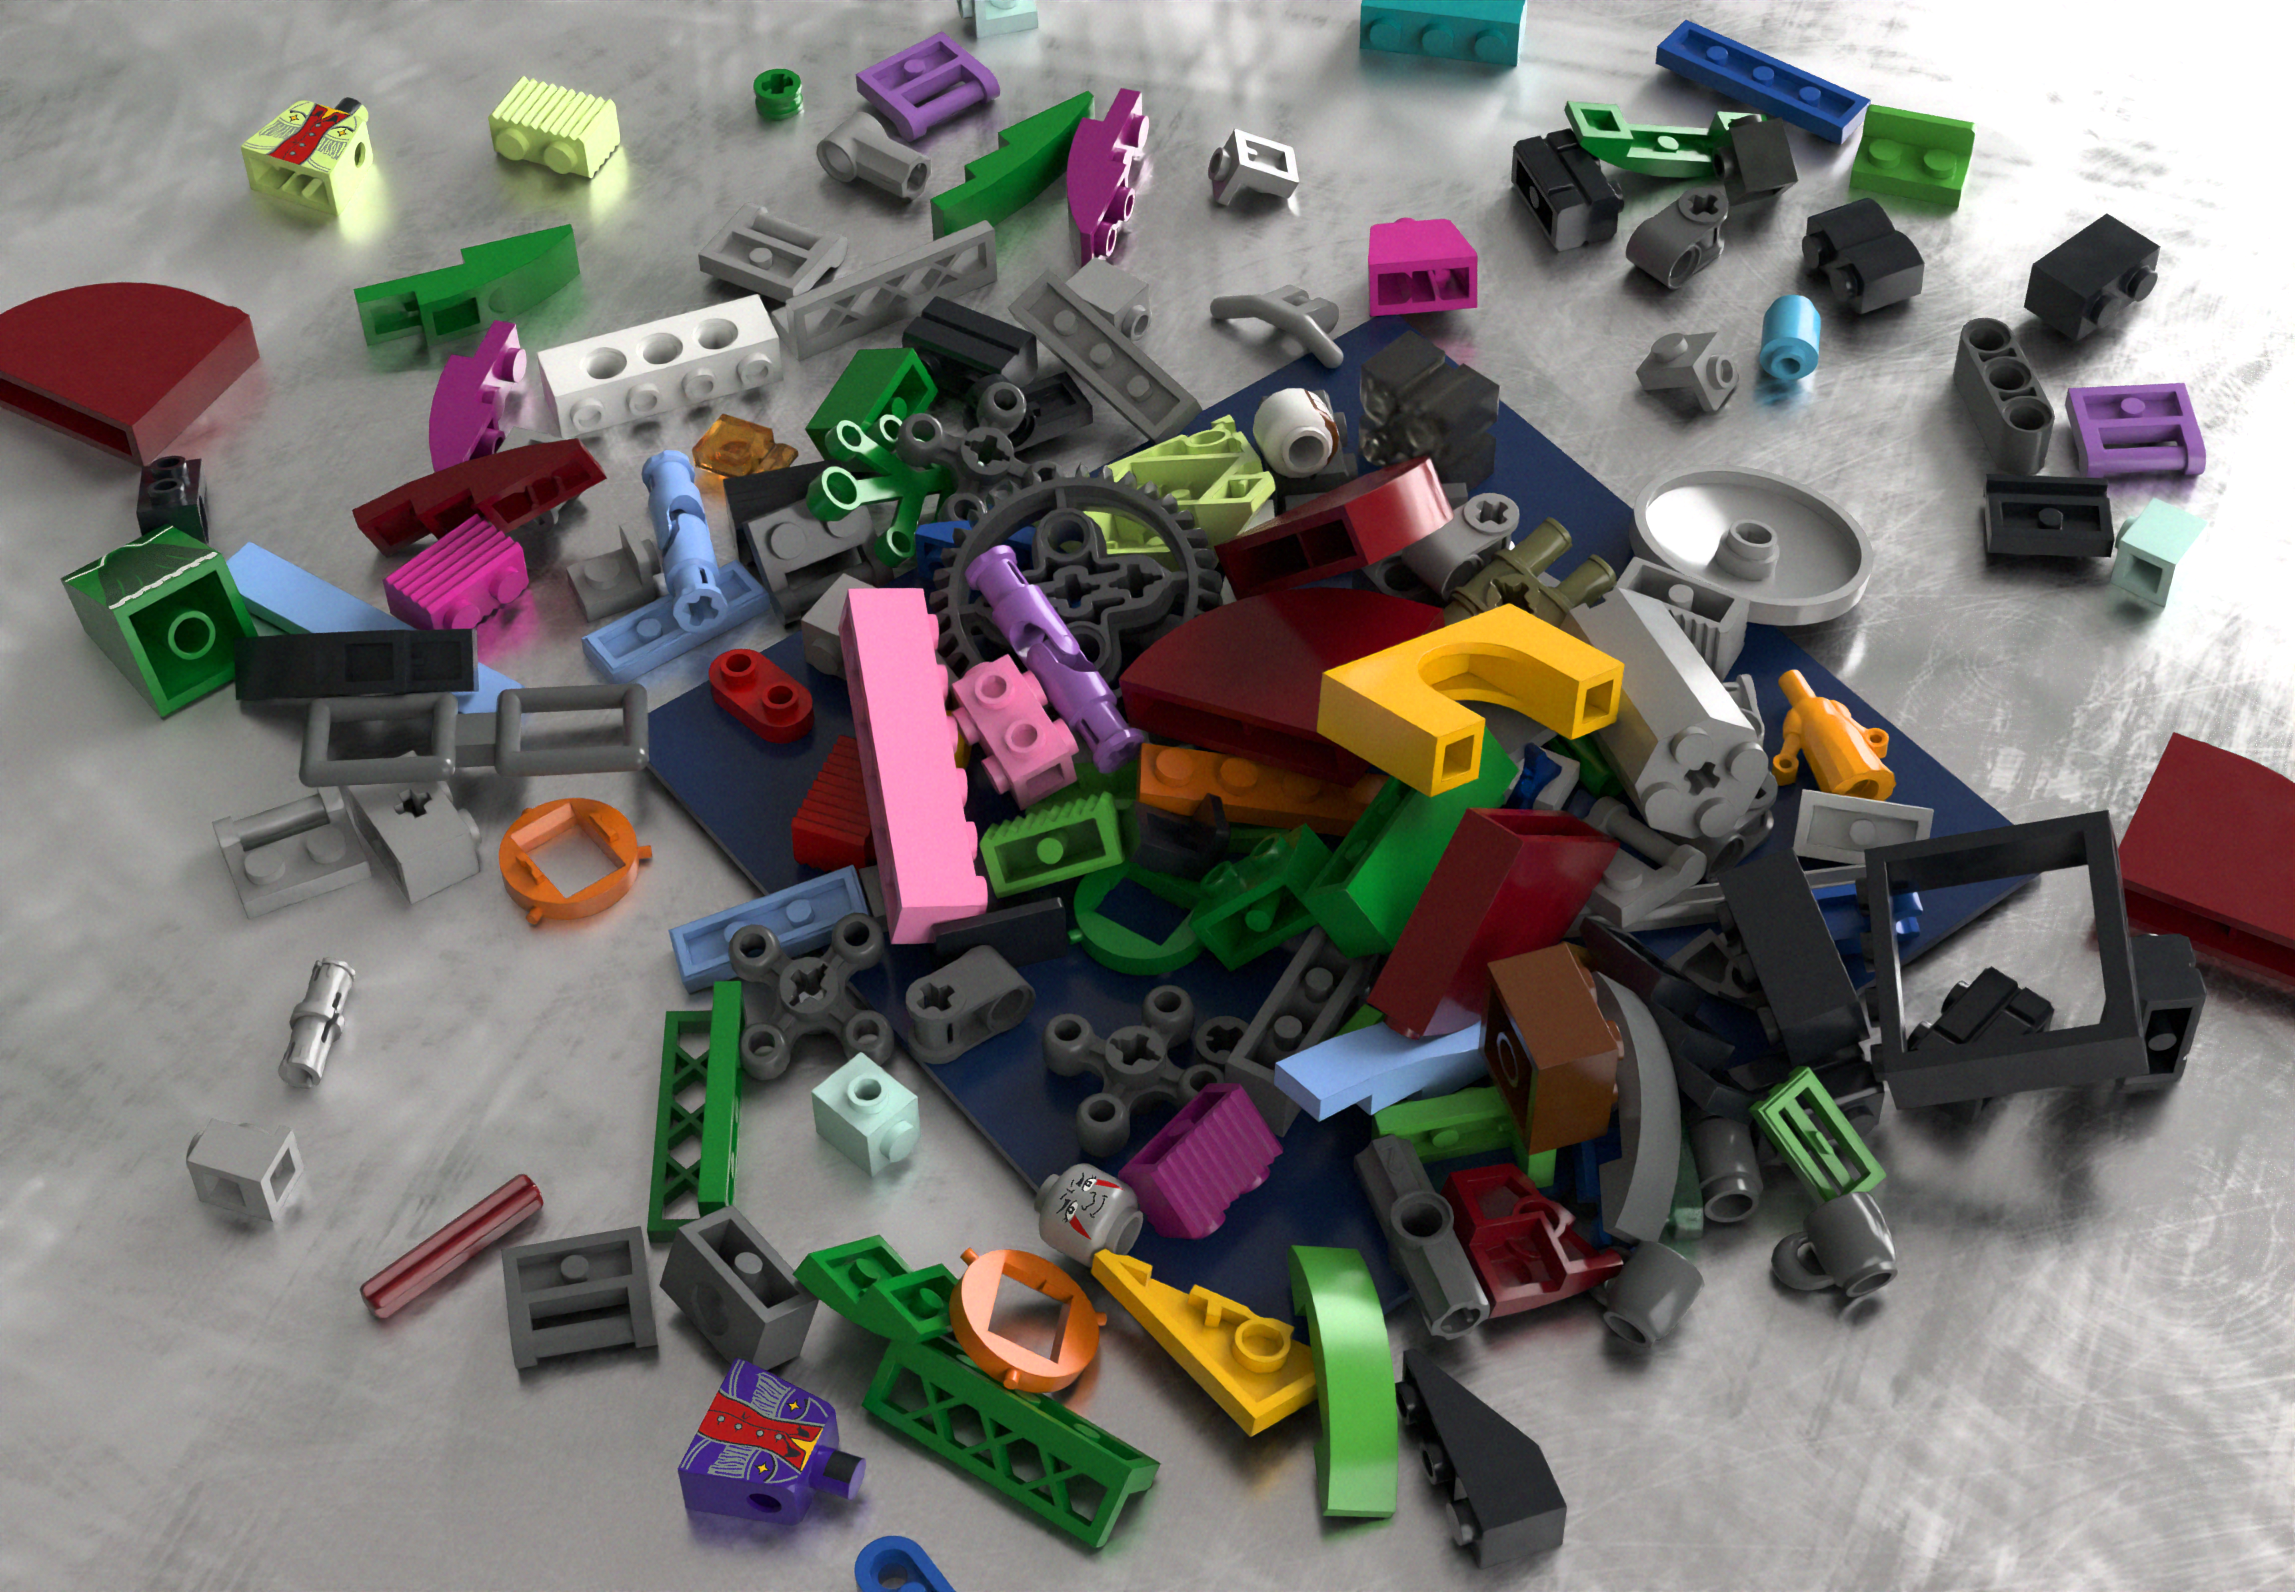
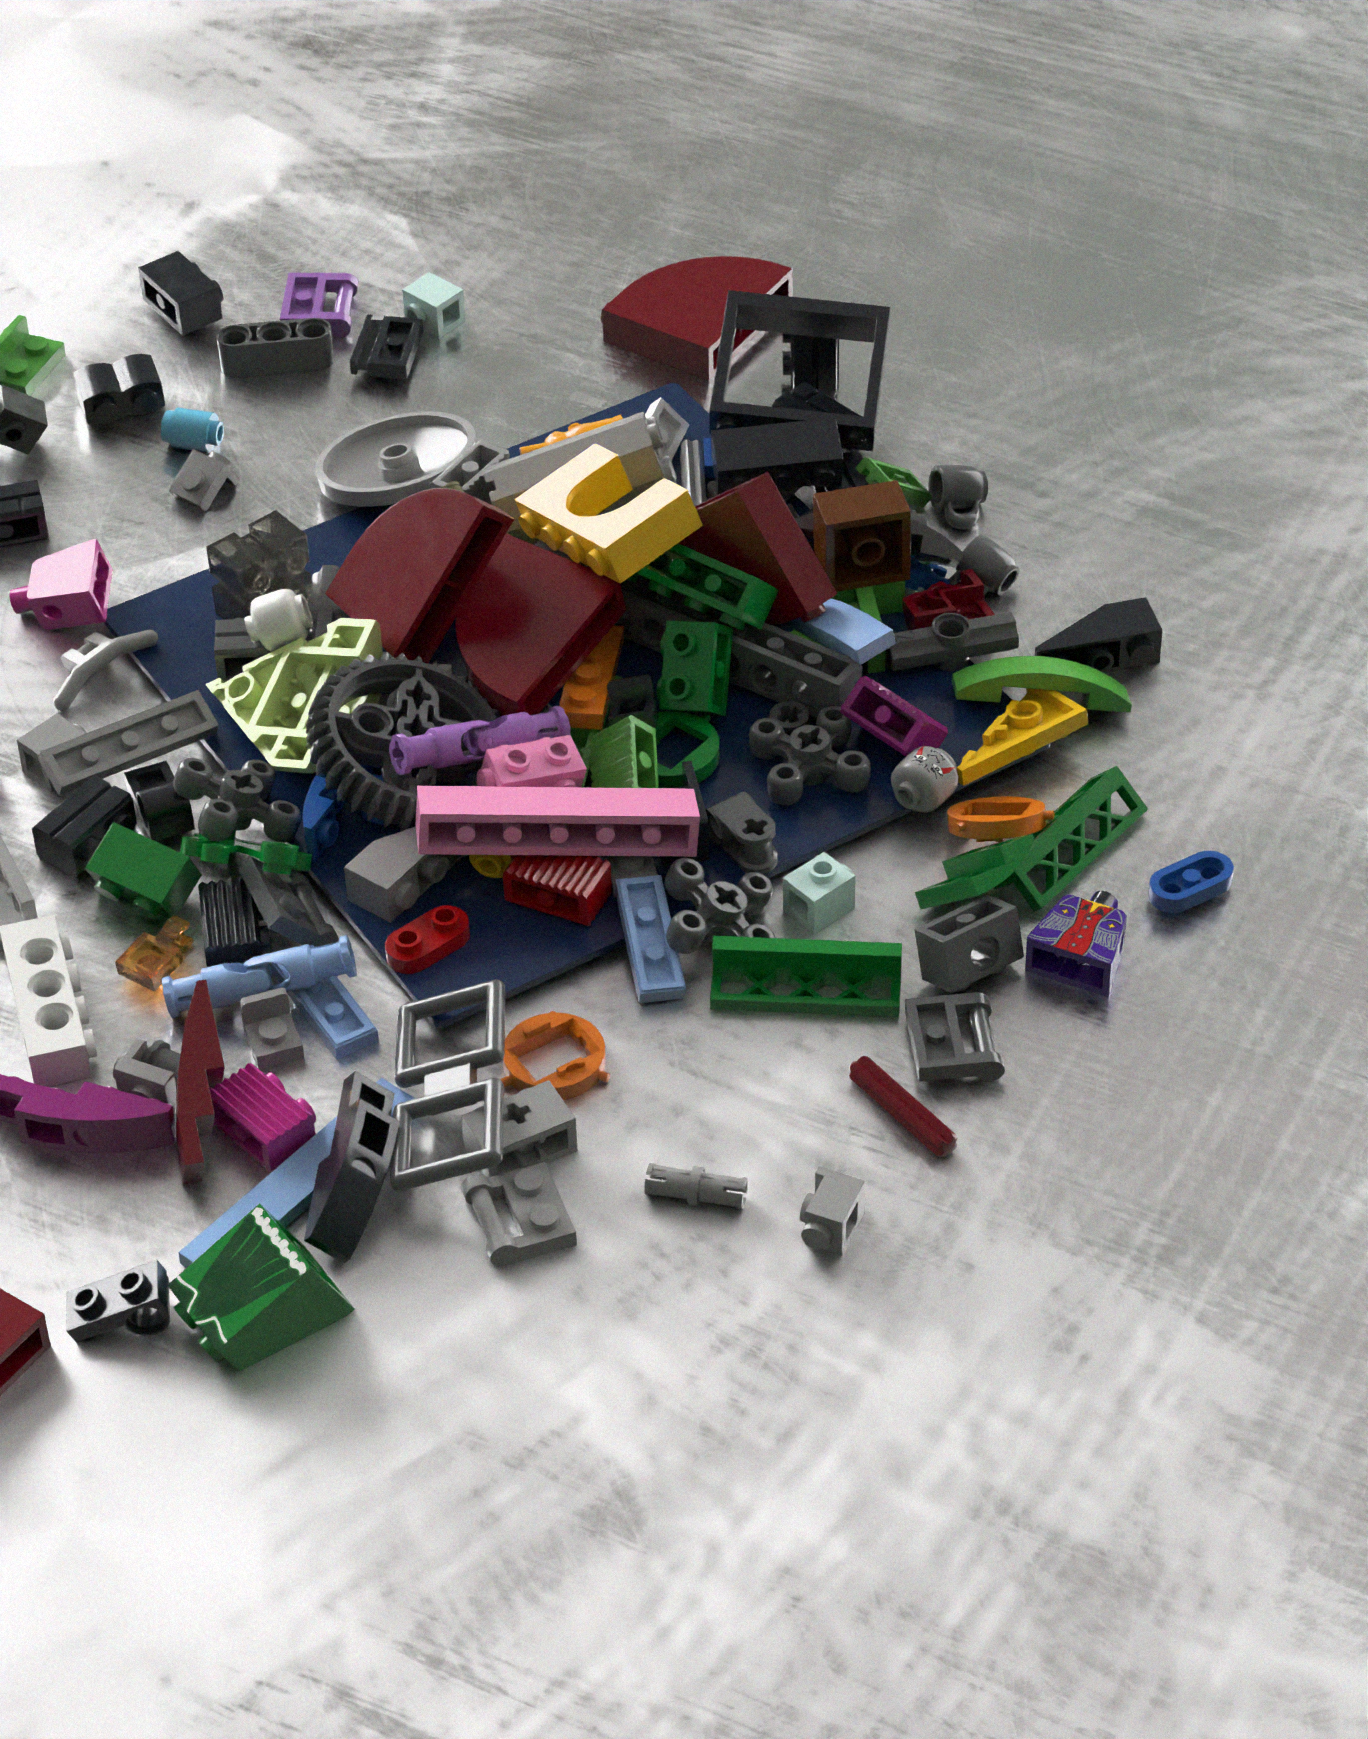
camera: 85 degrees left, 5 degrees down
(1680, 237) = (75, 466): dark grey piece -> none

